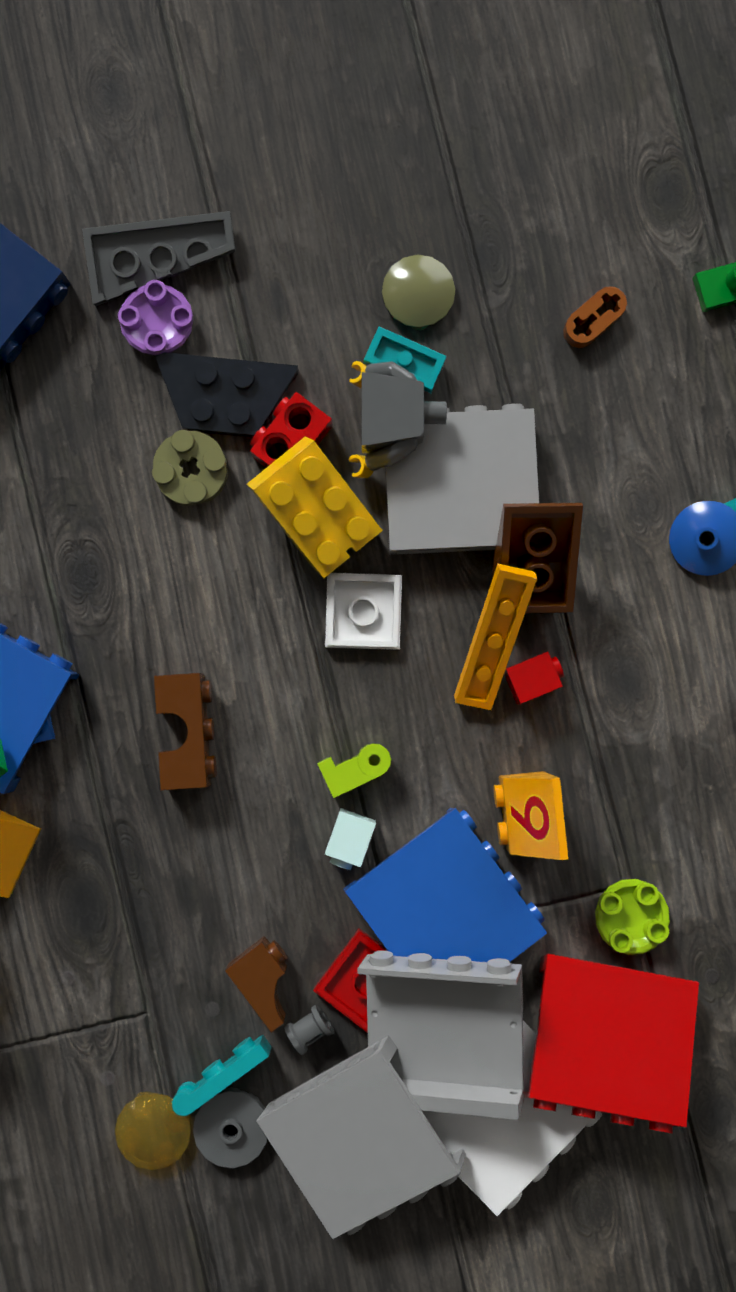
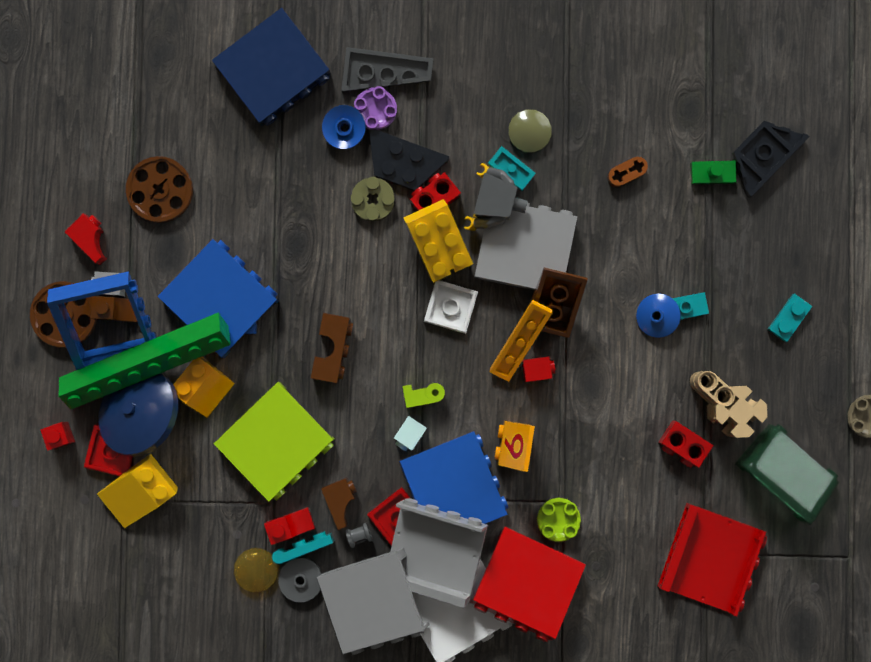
camera: 15 degrees right, 0 degrees up
(96, 353) = (333, 124): none -> blue dish
(128, 913) = (274, 442): none -> lime panel
(188, 1044) = (289, 525): none -> red arch

